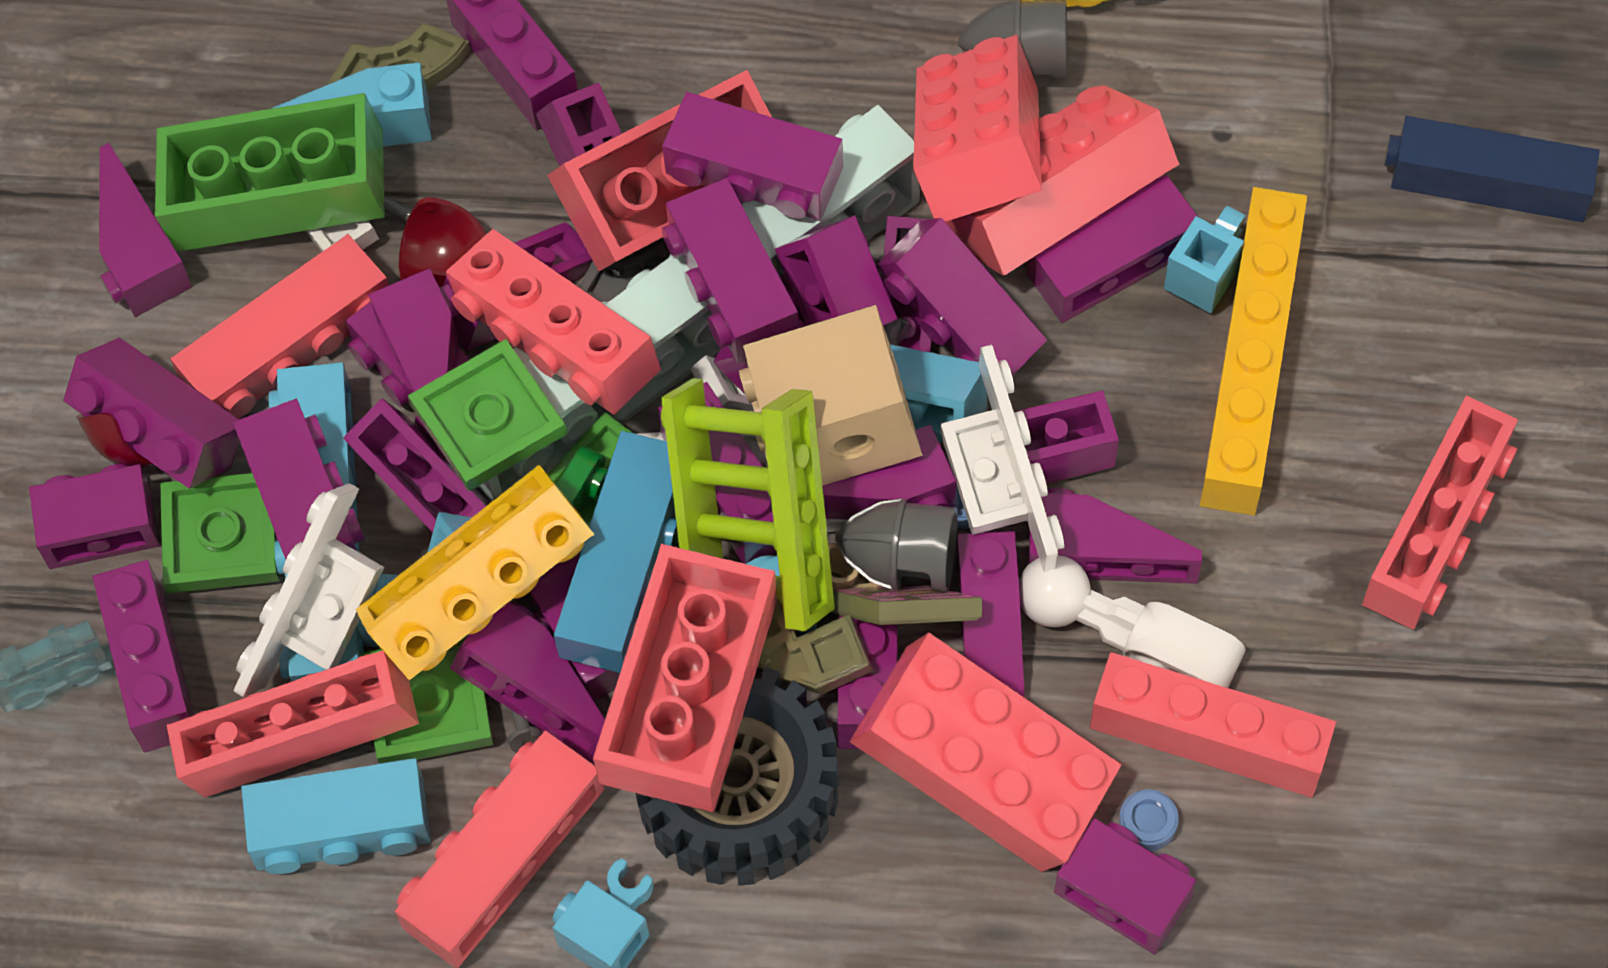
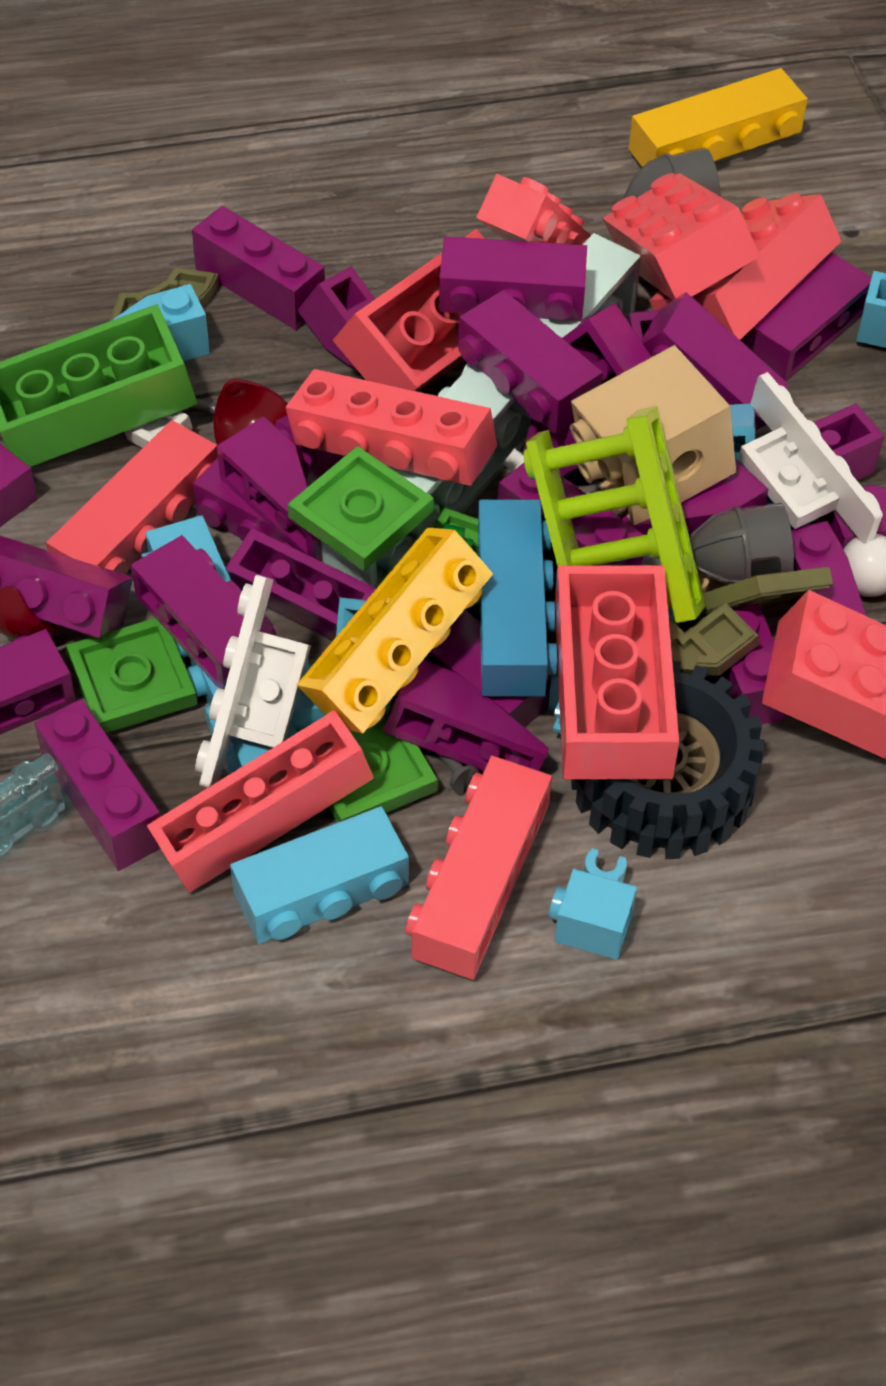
camera: 20 degrees left, 10 degrees down
(814, 79) = (529, 213): none -> coral brick

